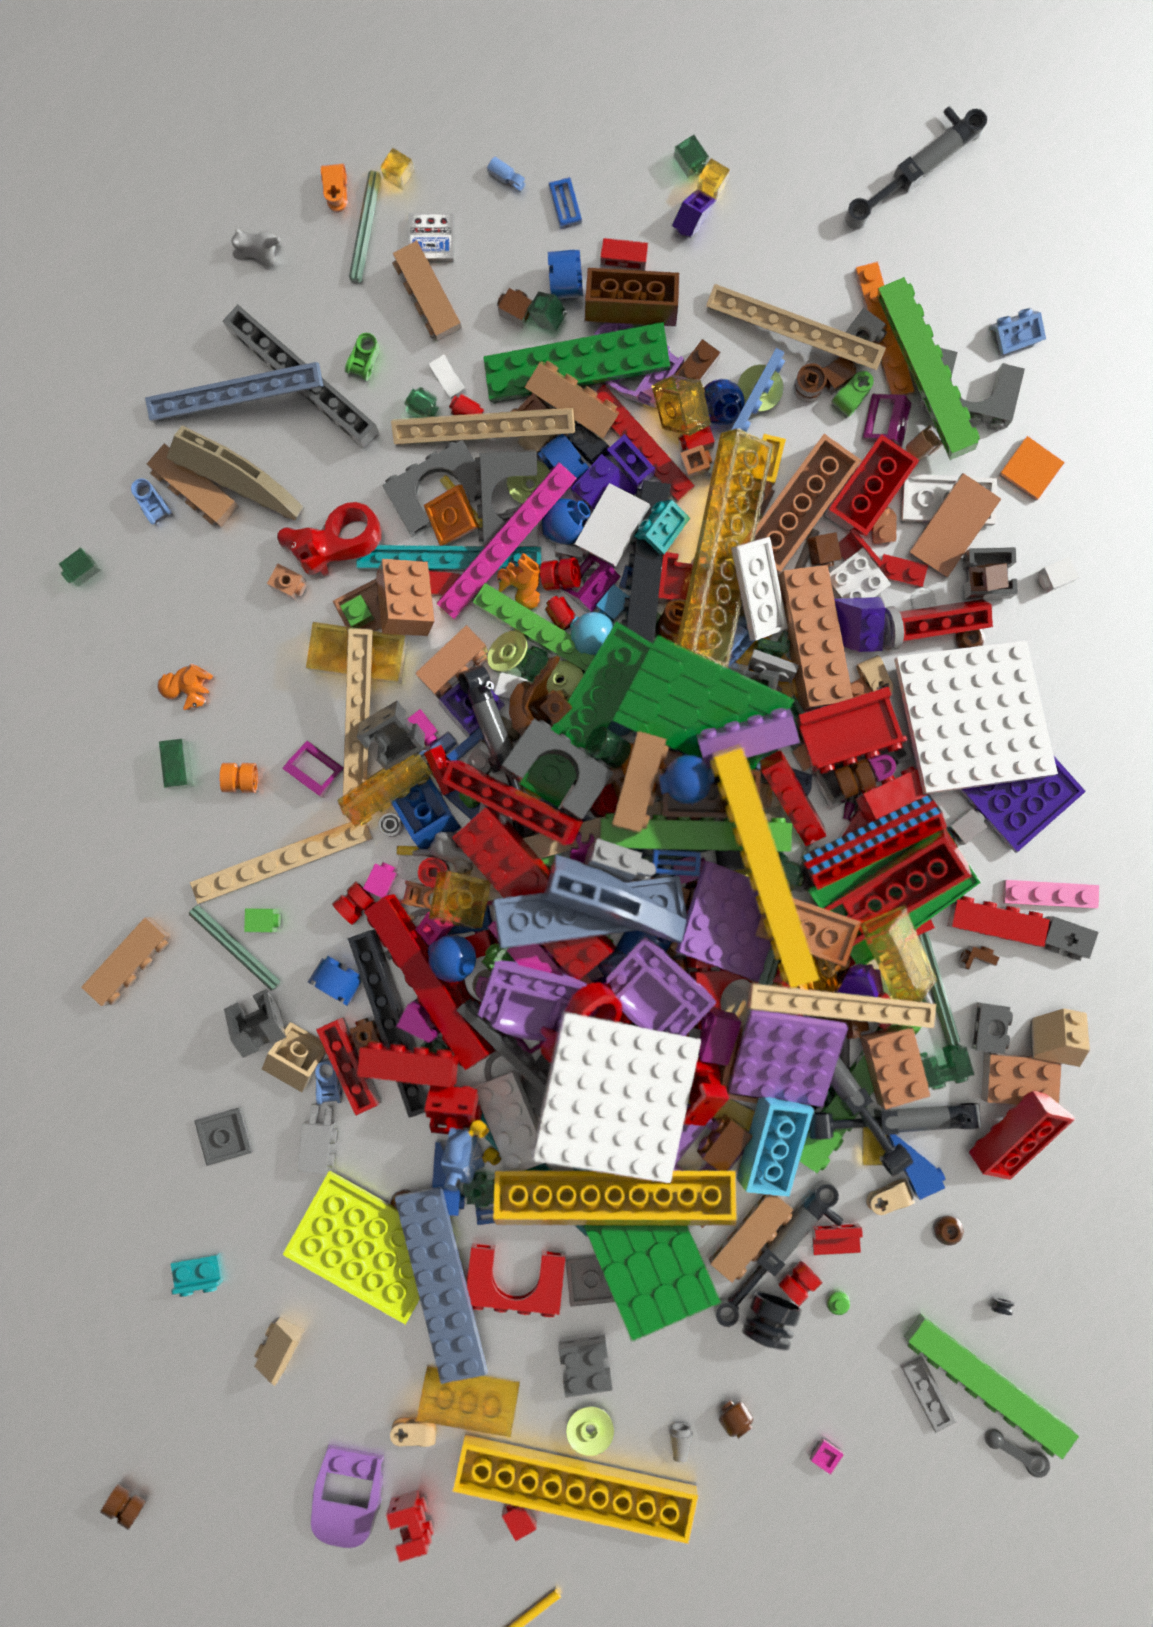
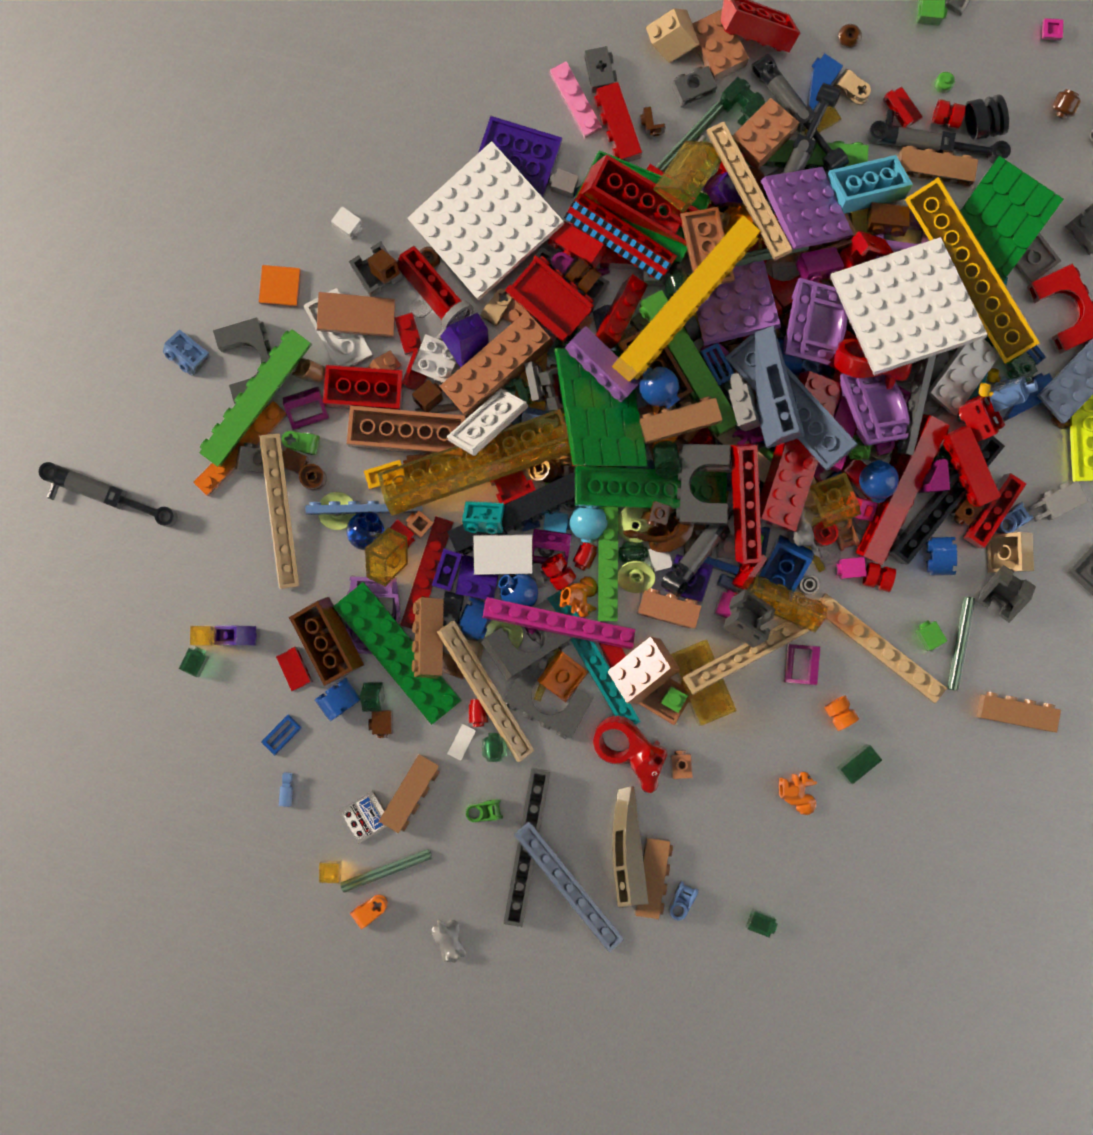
camera: 125 degrees left, 0 degrees up
(700, 362) = (347, 564): reddish brown brick -> none

